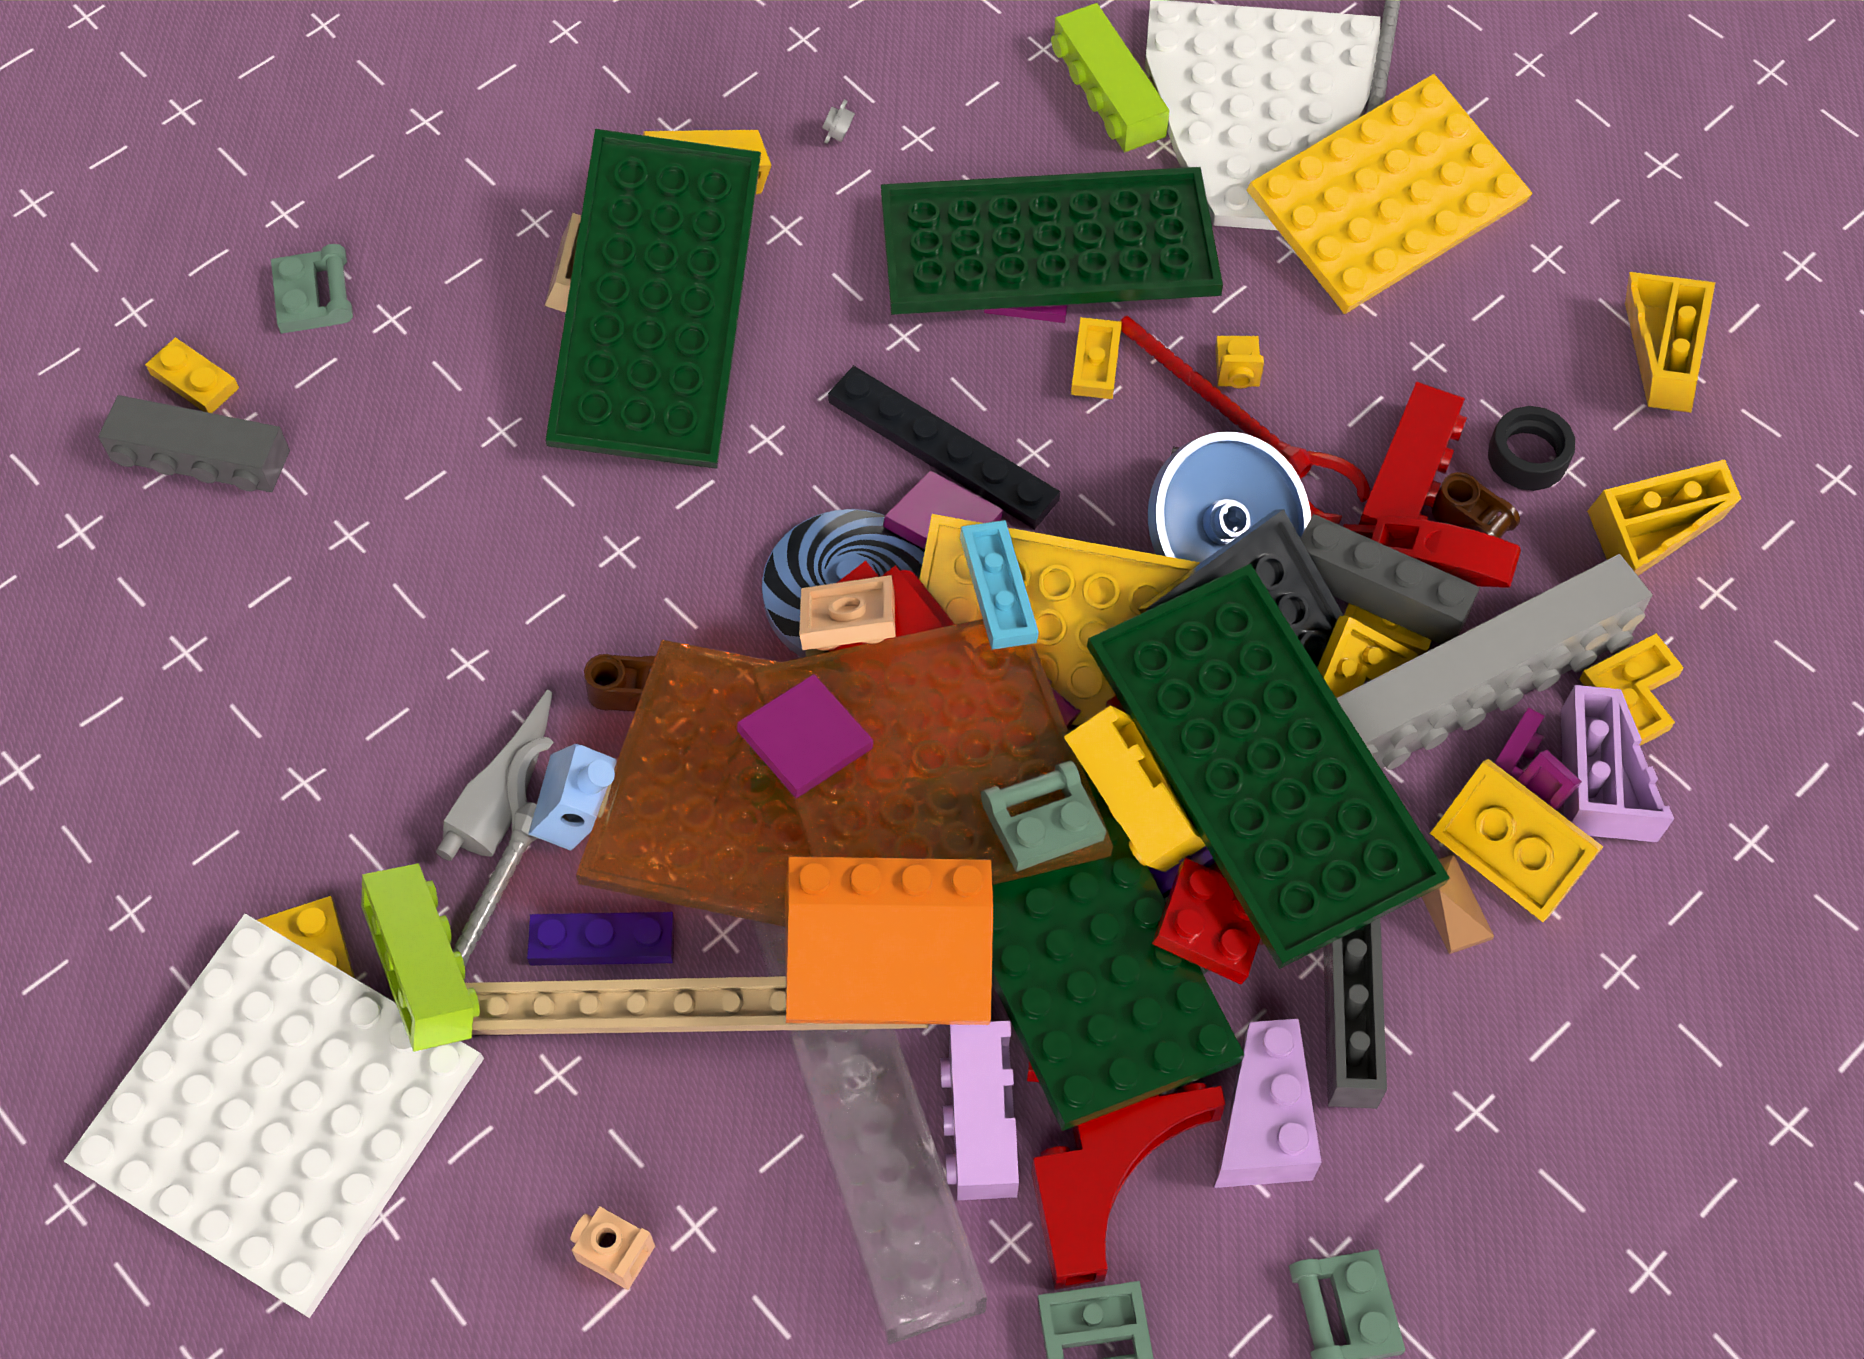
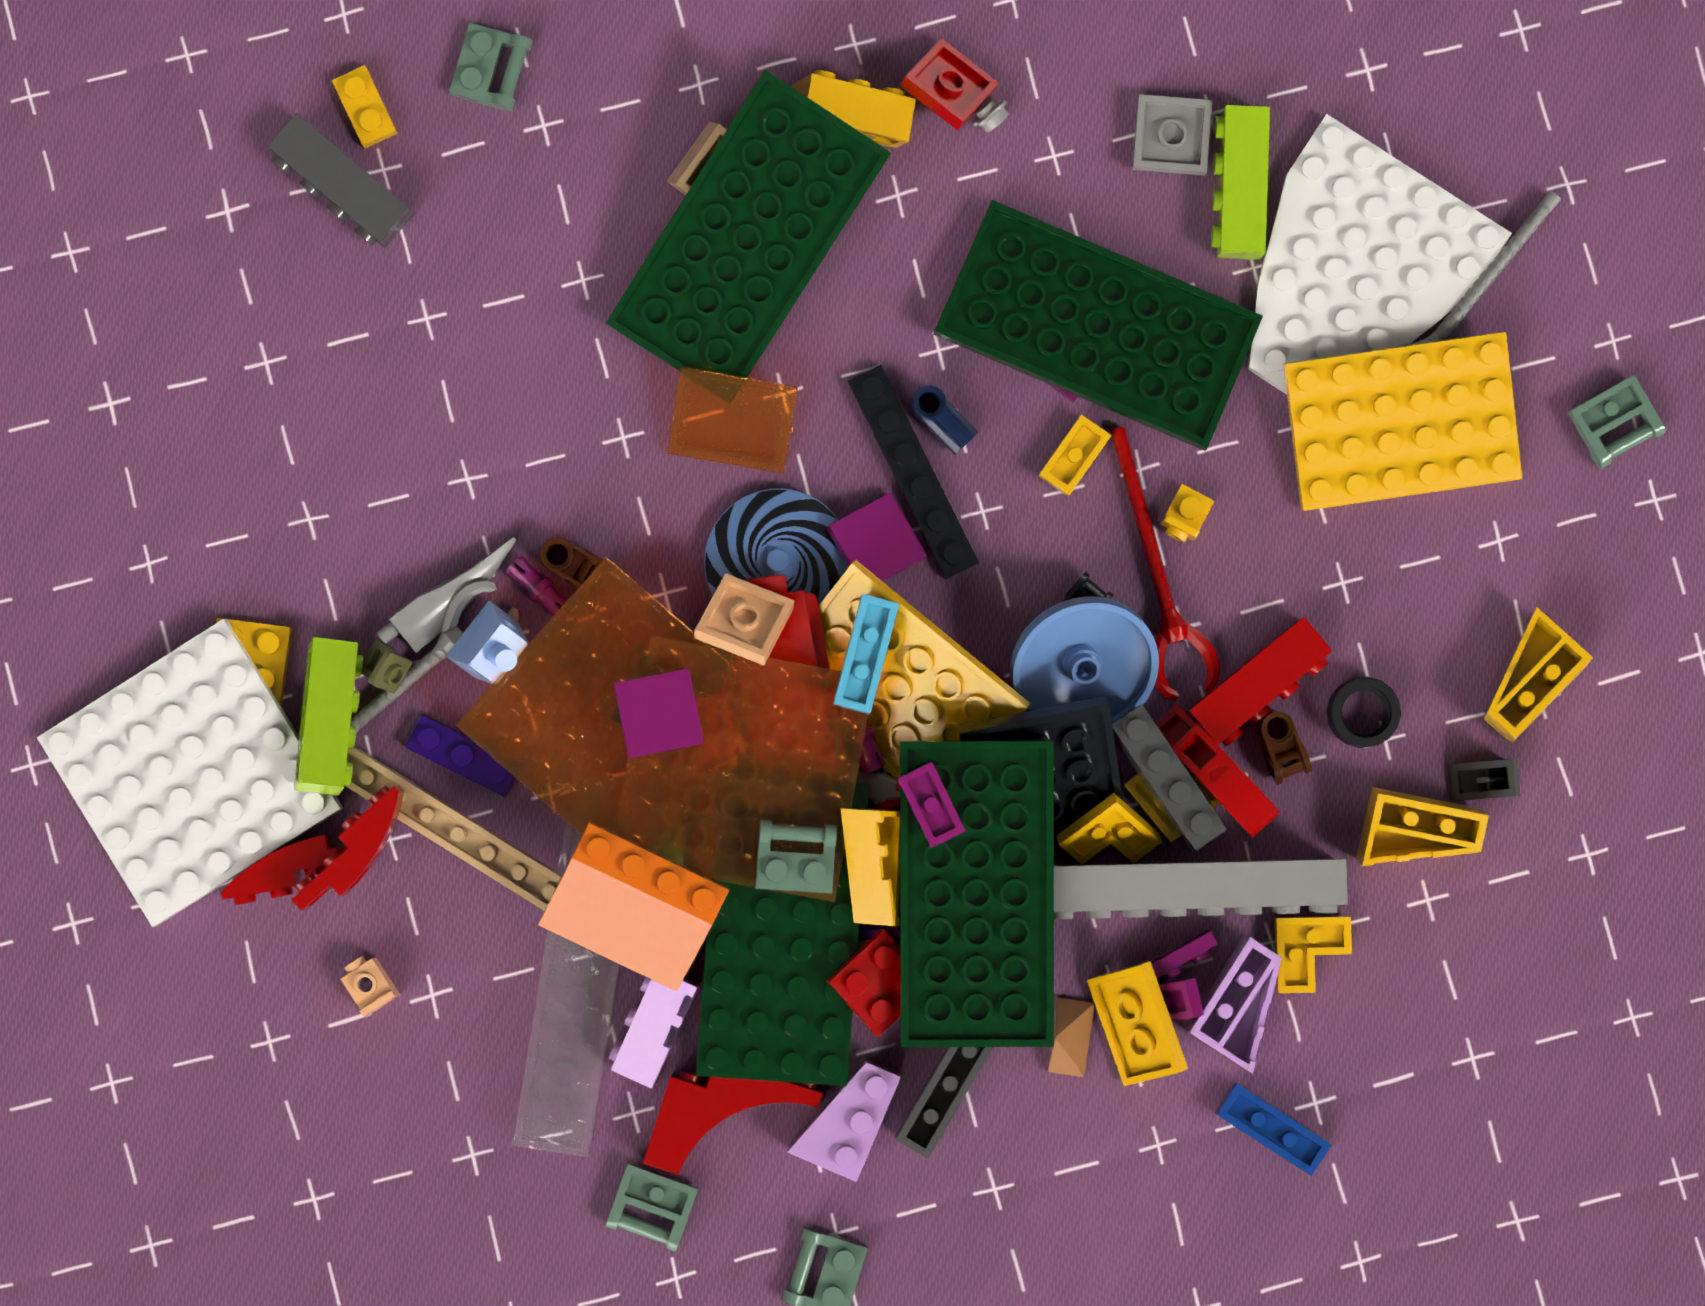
camera: 25 degrees right, 25 degrees up
(436, 1164) = (281, 870): none -> red slope
(463, 878) = (385, 666): none -> olive bracket
(526, 1064) = (364, 838): none -> red slope
(599, 726) = (538, 587): none -> magenta pin
(728, 473) = (732, 420): none -> clear orange piece
(781, 109) = (949, 84): none -> red plate
(941, 380) = (945, 422): none -> dark blue piece
(1019, 70) = (1172, 135): none -> light grey plate
(1161, 677) = (931, 804): none -> magenta plate
(1570, 108) = (1611, 410): none -> sand green plate
(1699, 441) = (1484, 779): none -> dark grey slope
(1730, 883) = (1273, 1129): none -> blue plate

